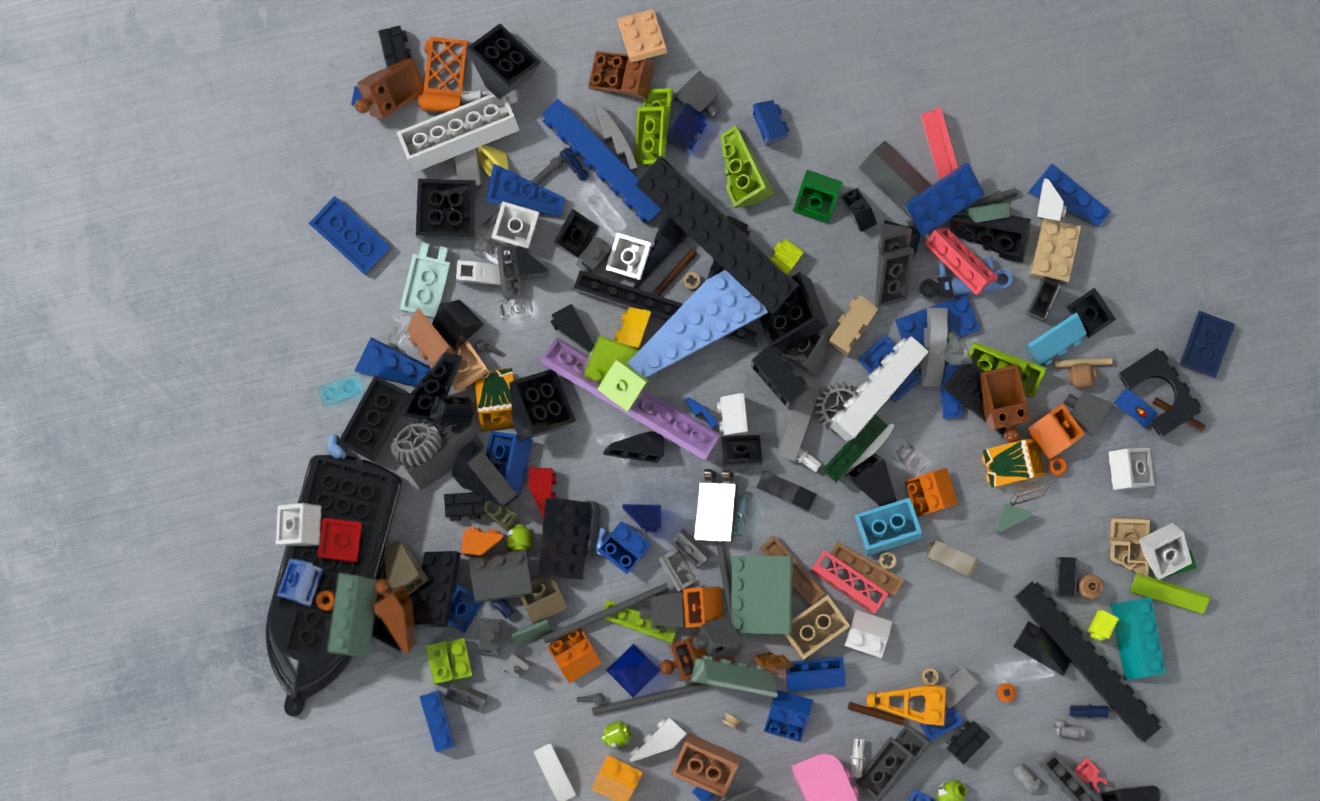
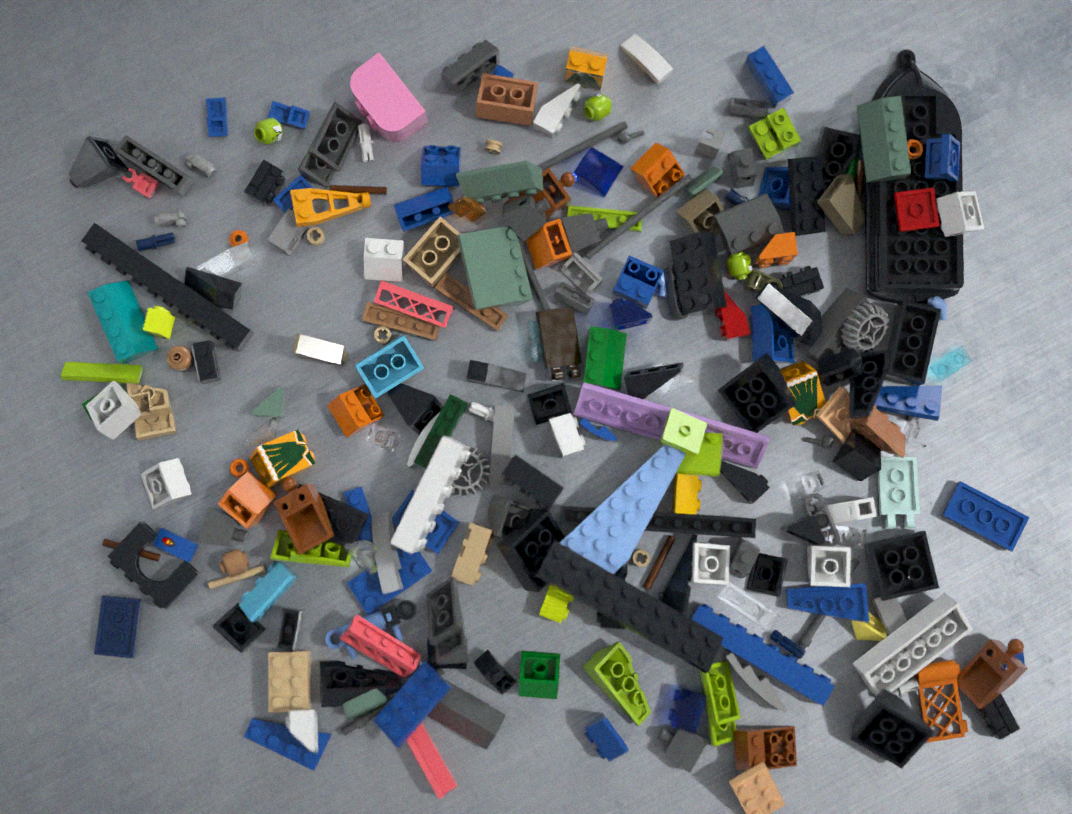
camera: 160 degrees right, 0 degrees up
(397, 613) = (839, 154): dark orange slope -> none
(676, 481) = (605, 358): none -> green slope

